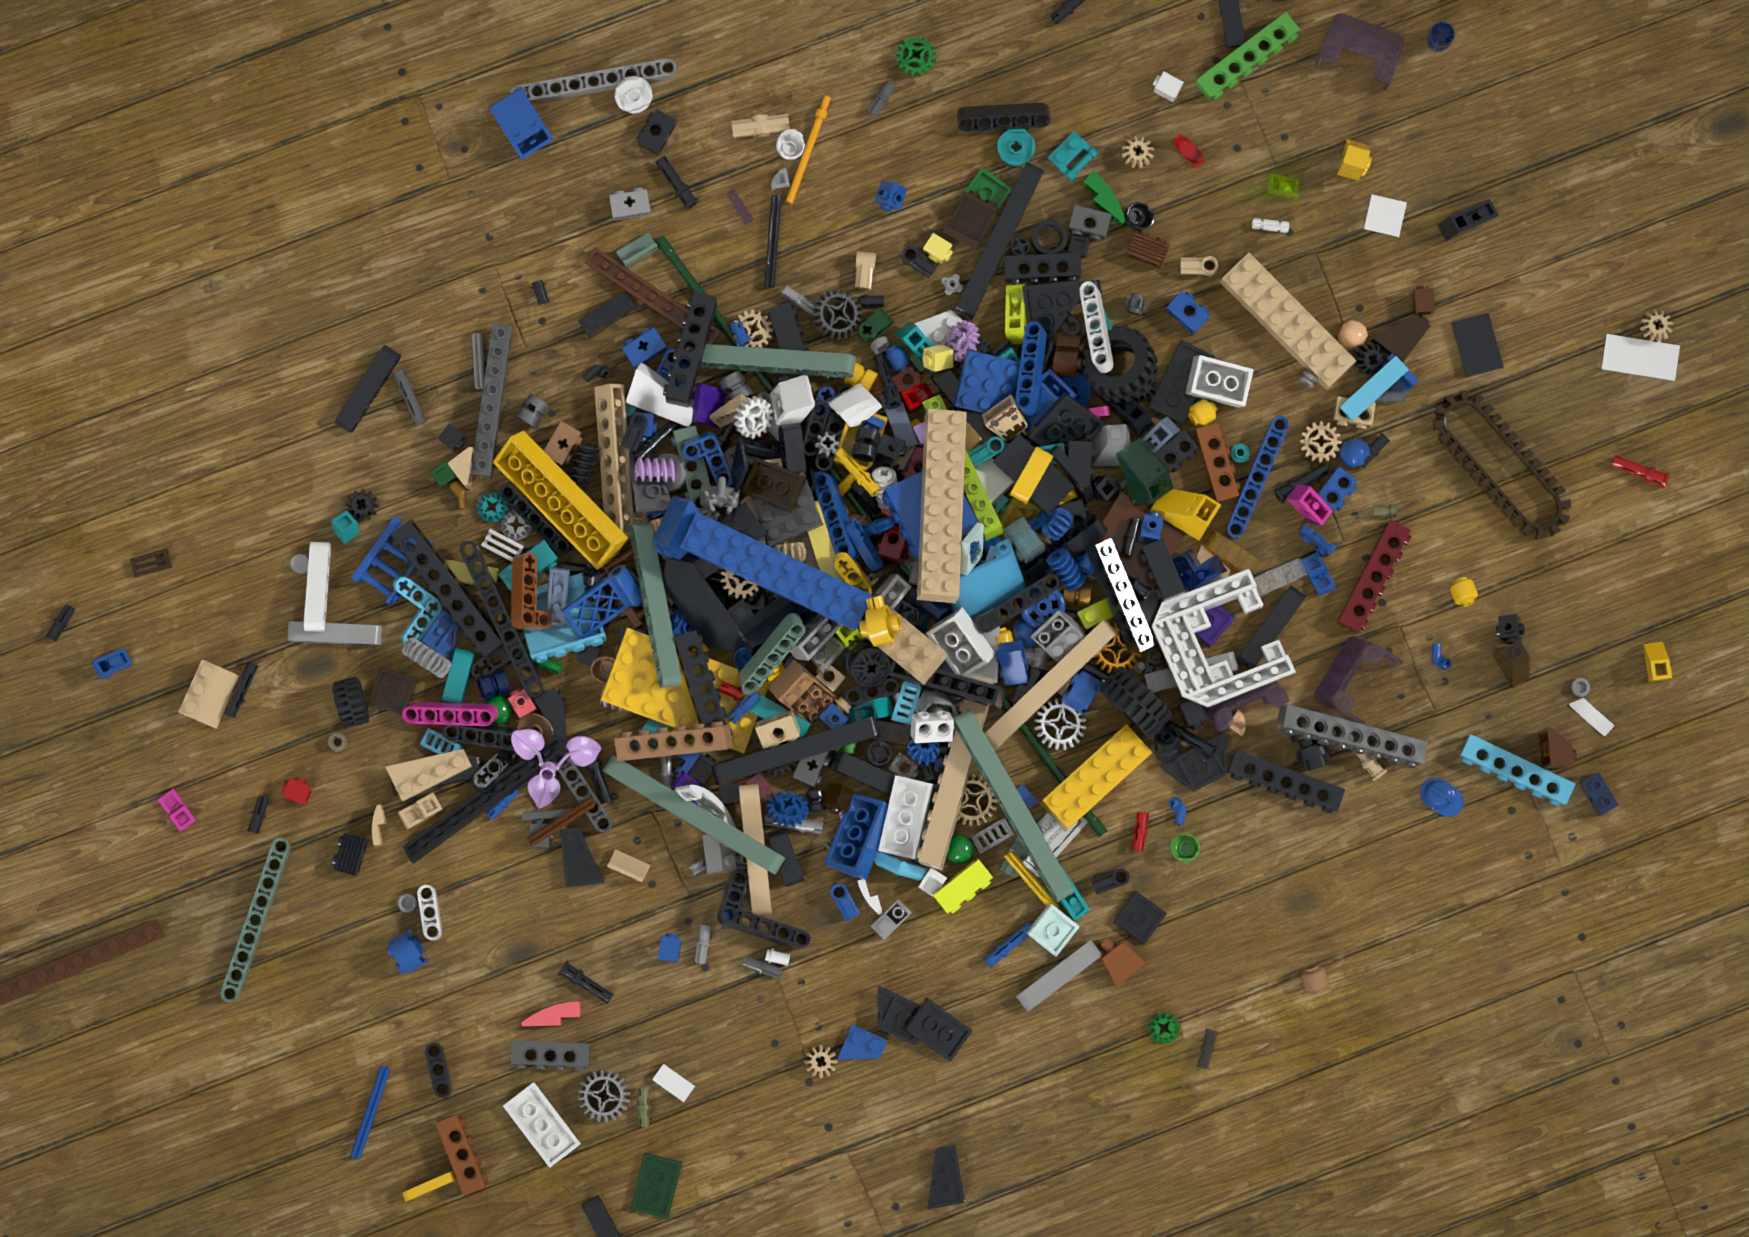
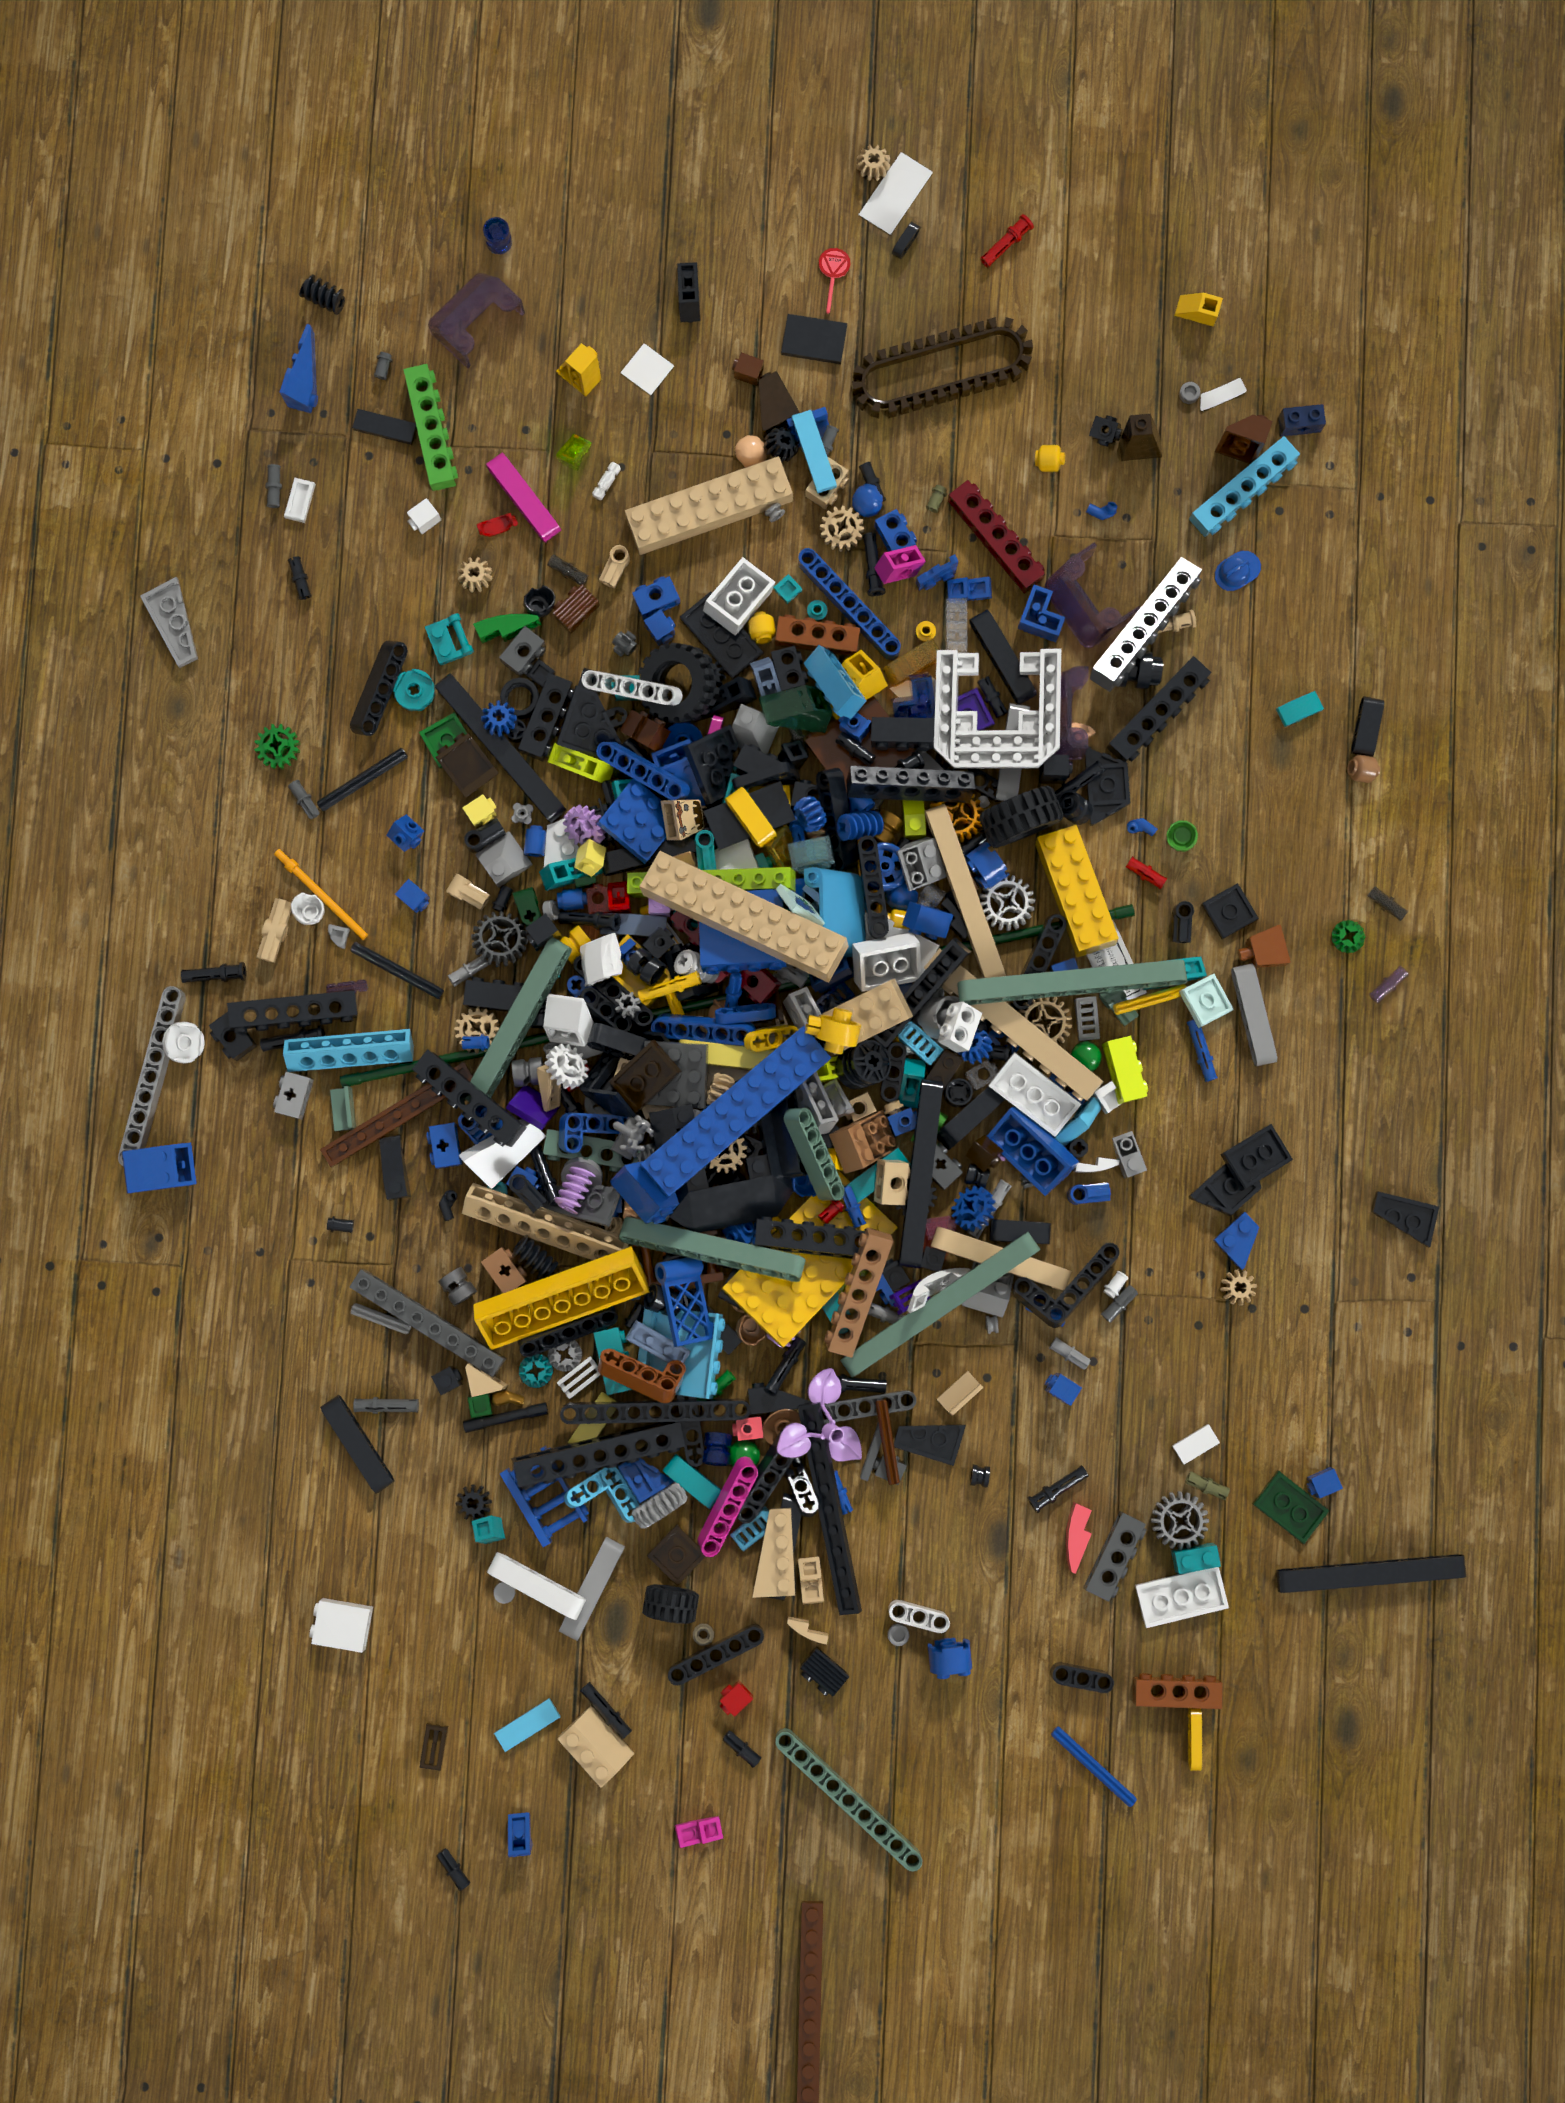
camera: 65 degrees left, 0 degrees up
(201, 631) = (527, 1724): none -> medium azure tile
(216, 443) = (341, 1625): none -> white brick
(317, 754) = (710, 1663): none -> black beam
(456, 517) = (482, 1422): none -> black piece
(567, 912) = (980, 1475): none -> black wheel
(578, 1122) = (1196, 1558): none -> teal brick
(587, 710) = (789, 1359): none -> black pin
(687, 232) = (348, 1050): none -> medium azure brick
(688, 1203) = (1323, 1483): none -> blue brick
(706, 100) = (224, 972): none -> black pin
(709, 177) = (345, 999): none -> black brick
(840, 226) = (413, 896): none -> blue brick
(856, 346) = (541, 931): none -> black brick
(872, 872) = (1082, 1144): none -> black bush
(906, 287) = (503, 859): none -> light grey slope
(920, 138) = (362, 779): none -> black axle
(932, 306) = (535, 841): none -> blue brick
(1014, 225) = (490, 718): none -> blue gear
(1030, 771) = (1039, 950): none -> black beam
(1137, 1080) = (1389, 984): none -> clear purple pin
(1163, 328) = (660, 627): none -> blue brick
(1177, 228) = (567, 570): none -> clear smoke pin
(1180, 494) = (834, 682): none -> dark azure brick
(1223, 162) = (523, 497): none -> dark pink beam
(1232, 634) = (992, 697): none -> black pin
(1245, 419) = (787, 589): none -> teal tile
(1264, 559) = (924, 637): none -> yellow plate
(1317, 640) = (1037, 619): none -> blue brick
(1343, 901) = (1299, 708): none -> teal slope
(1353, 966) = (1367, 726): none -> black beam
(1551, 332) = (833, 264): none -> piece
(1600, 384) = (906, 240): none -> black beam

